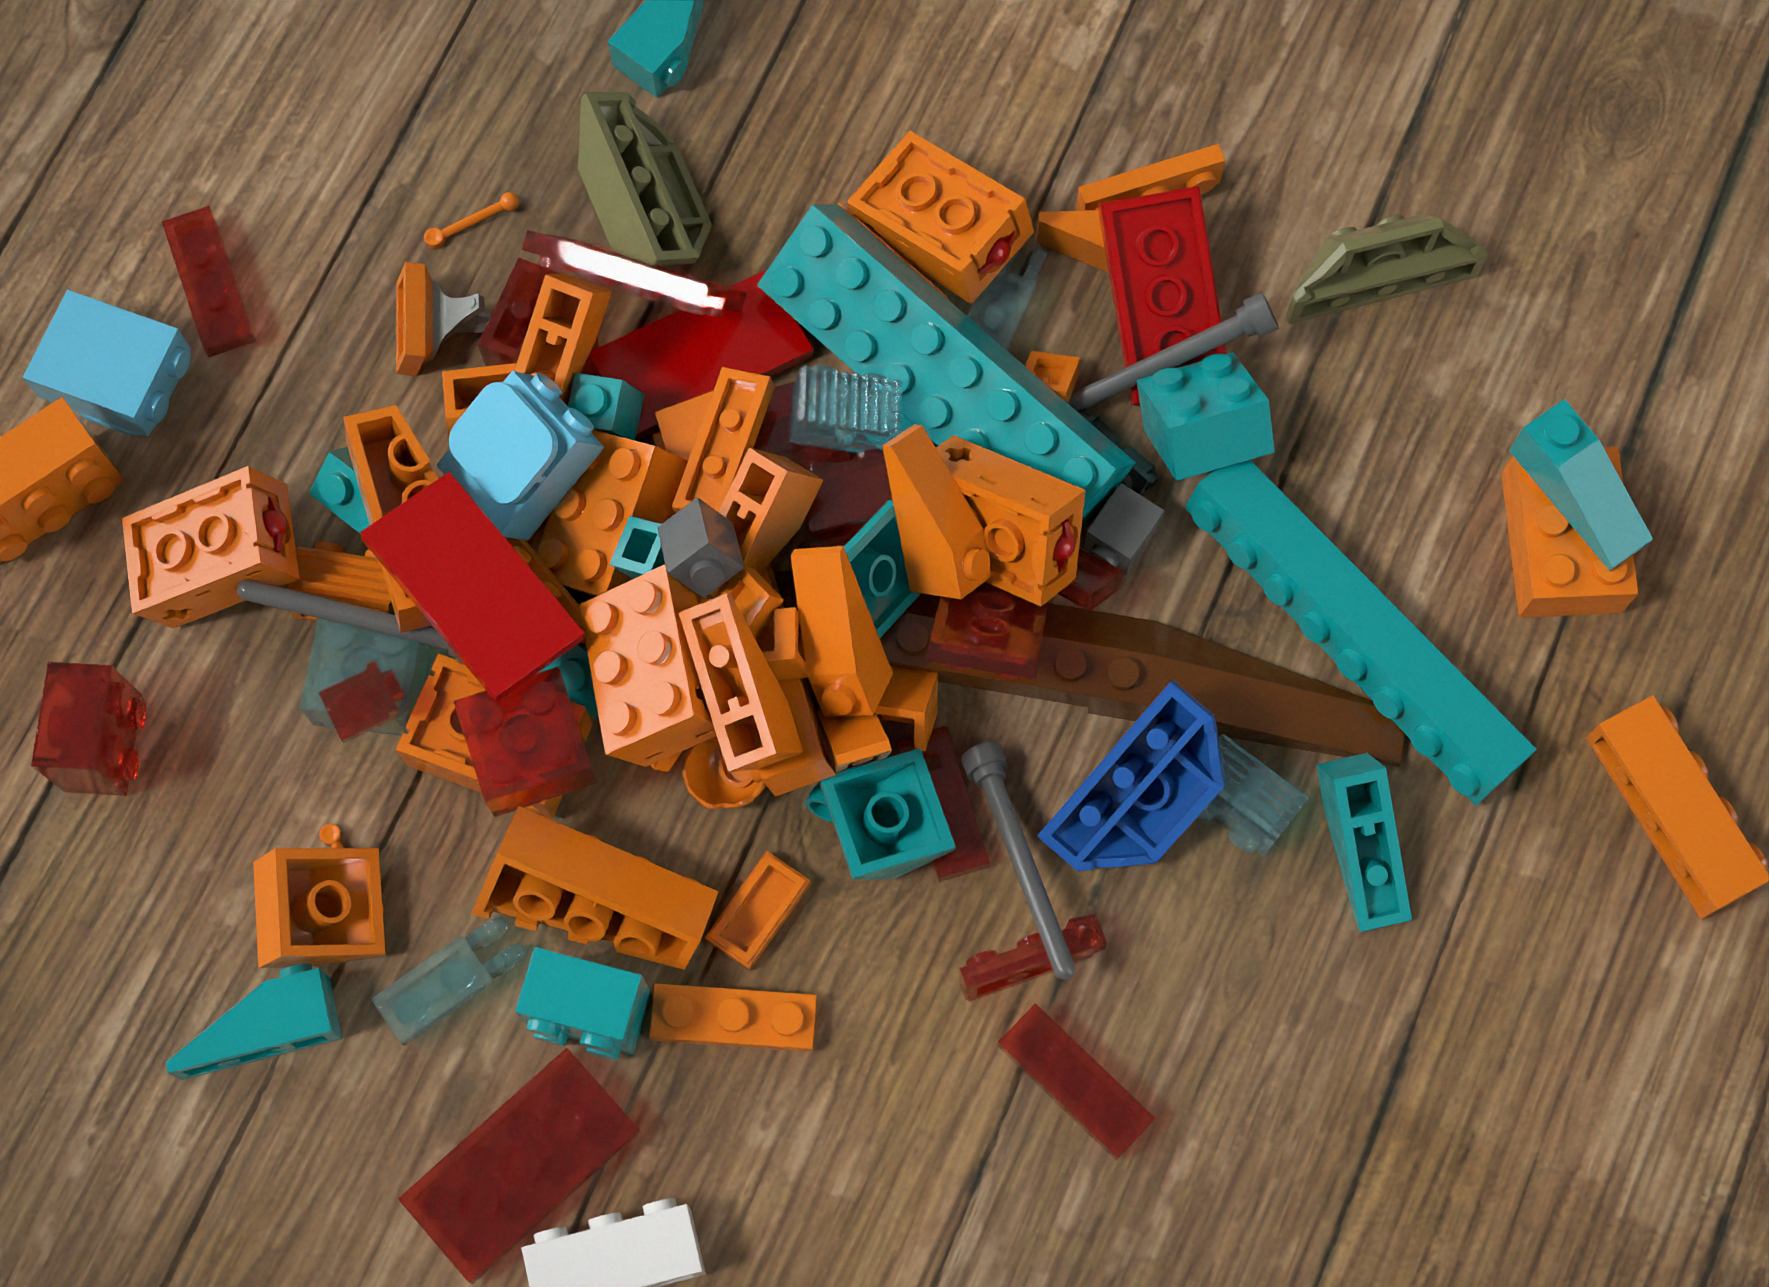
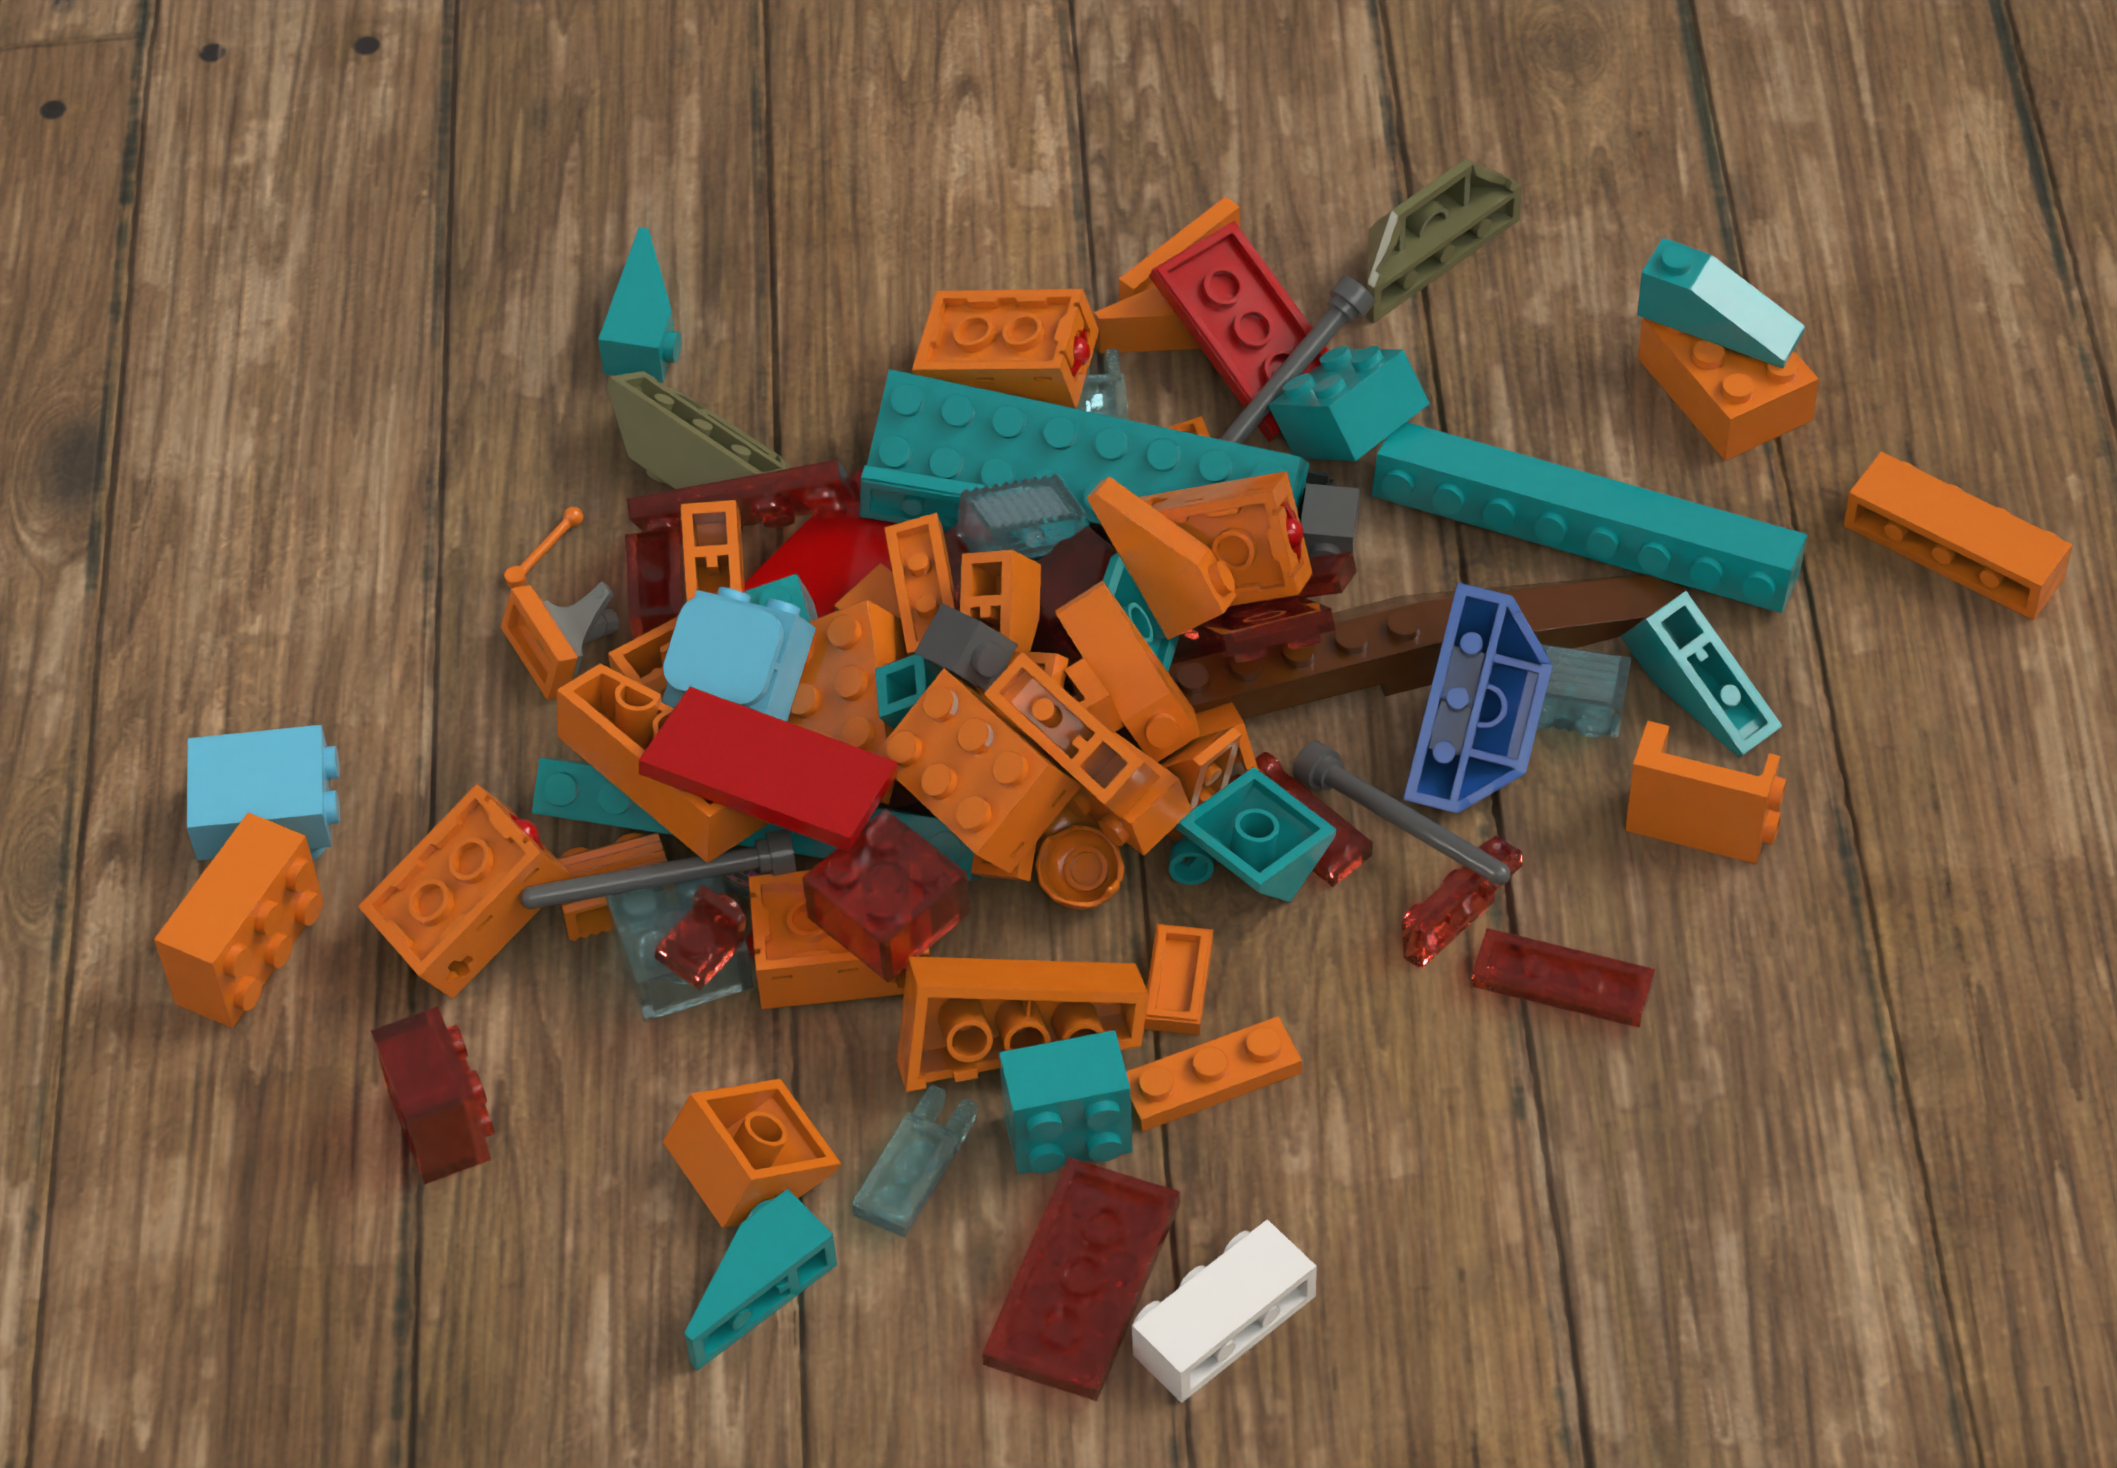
camera: 25 degrees left, 20 degrees down
(208, 281) = (313, 695): clear red plate -> none
(789, 335) = (907, 496): none -> teal tile
(1282, 981) = (1702, 802): none -> orange panel

